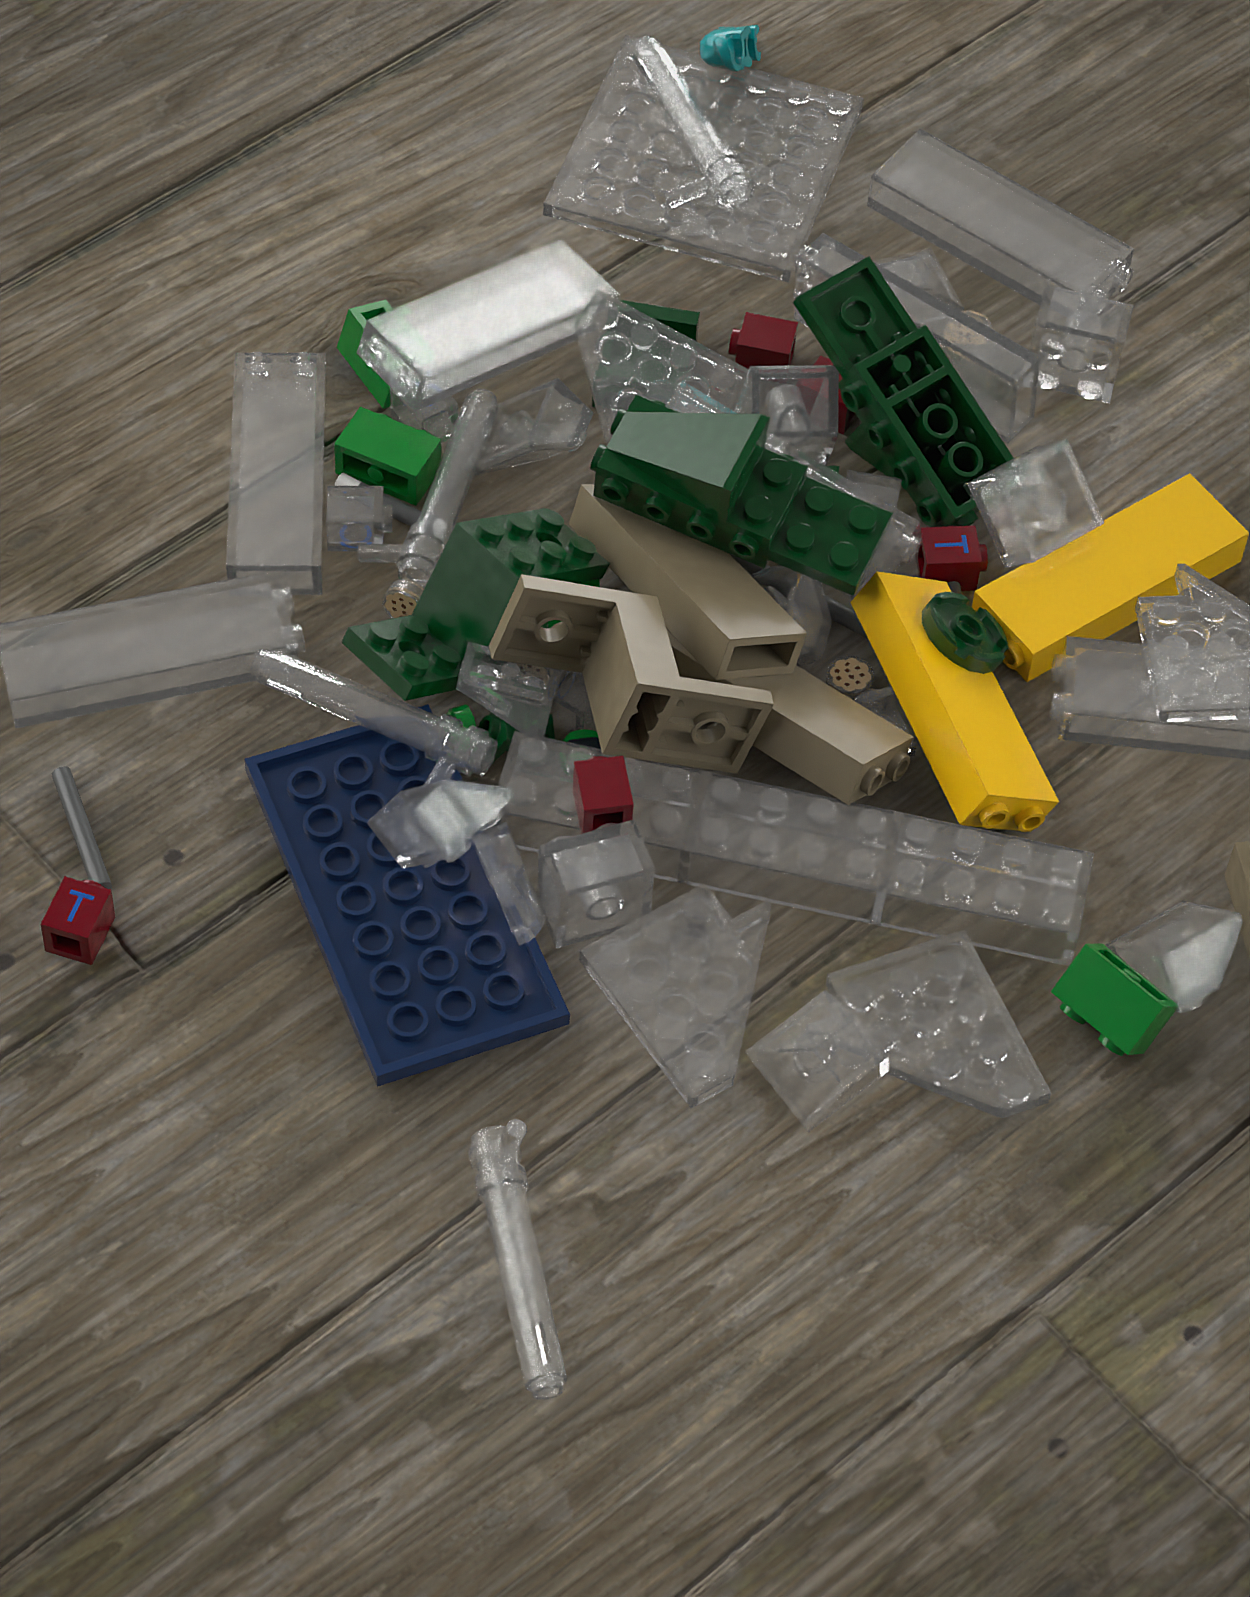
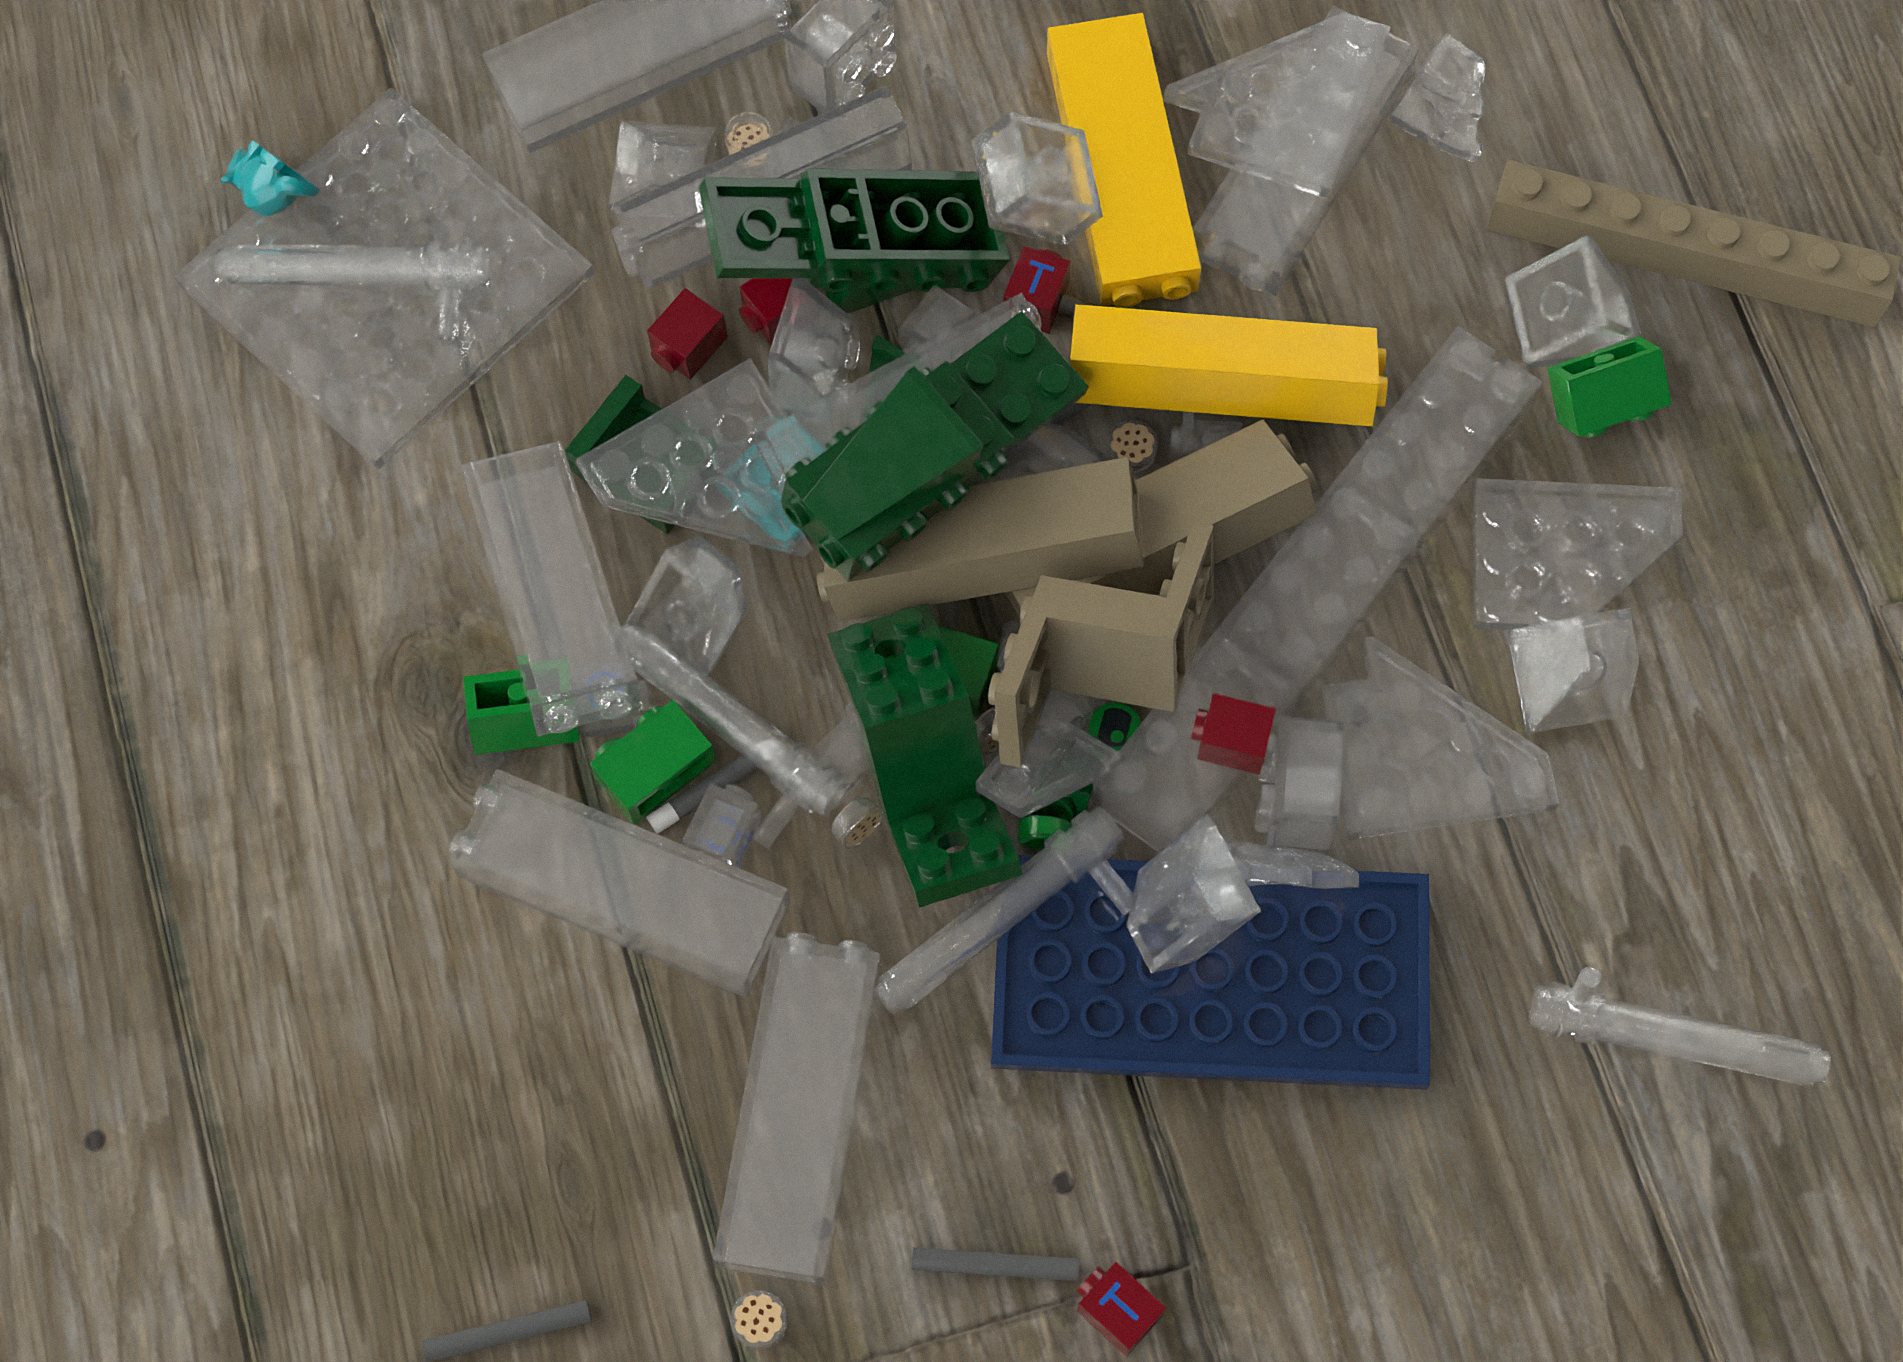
camera: 60 degrees left, 15 degrees up
(974, 642) = (1156, 316): dark green tile -> none

